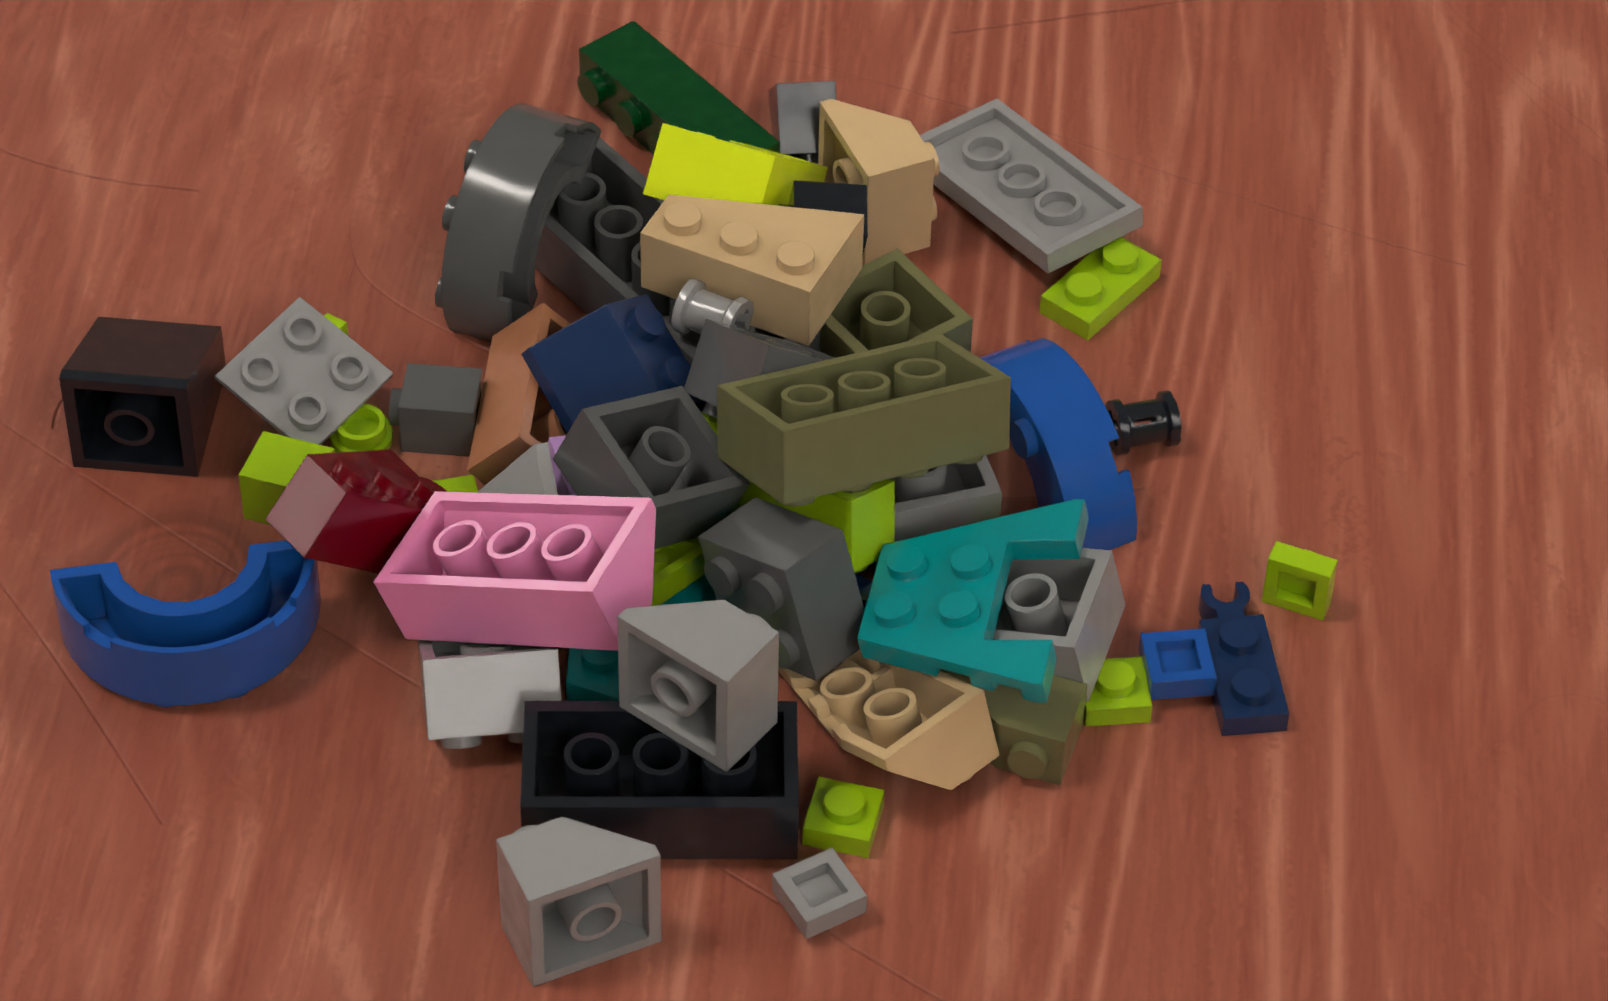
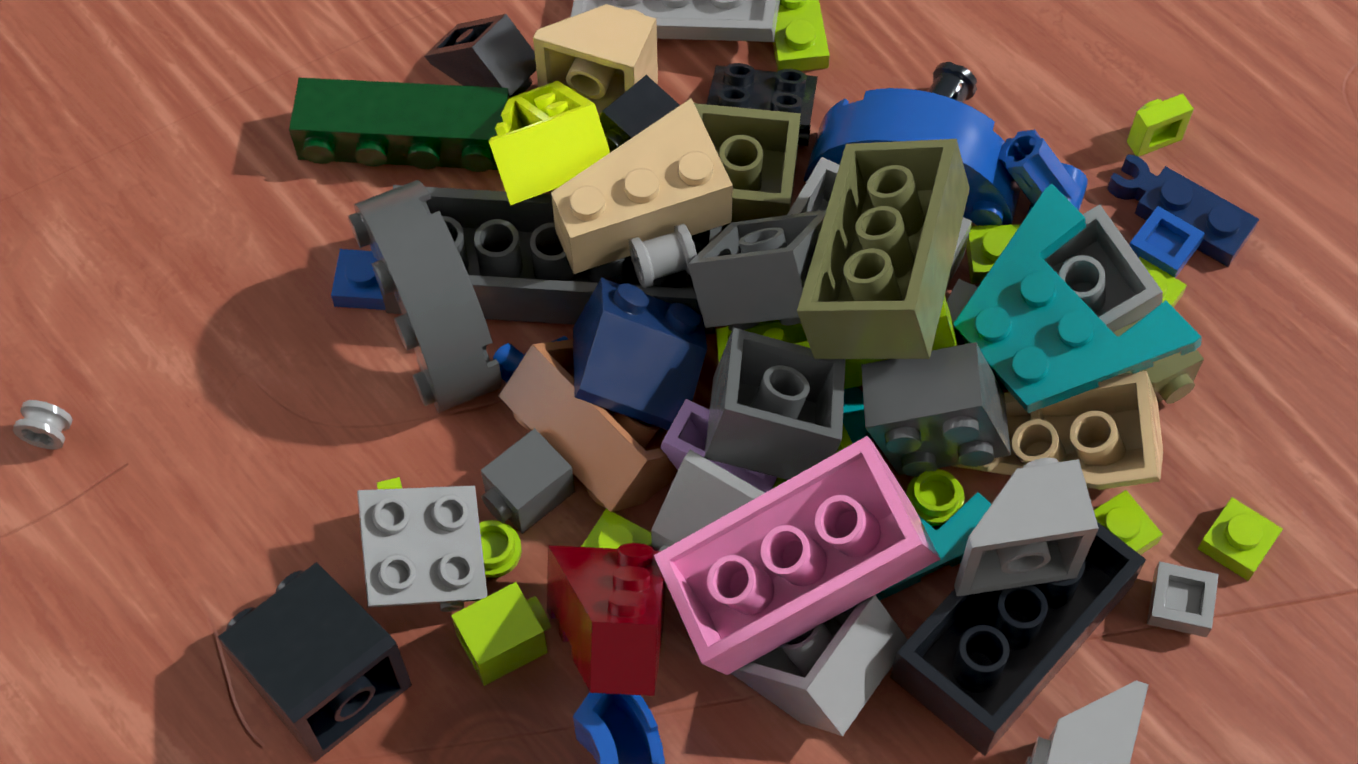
camera: 45 degrees left, 15 degrees up
(170, 114) = (42, 424): none -> light grey bush
(933, 904) = (1240, 538): none -> lime plate
(997, 308) = (765, 90): none -> black hinge
(1125, 526) = (1036, 167): none -> blue piece

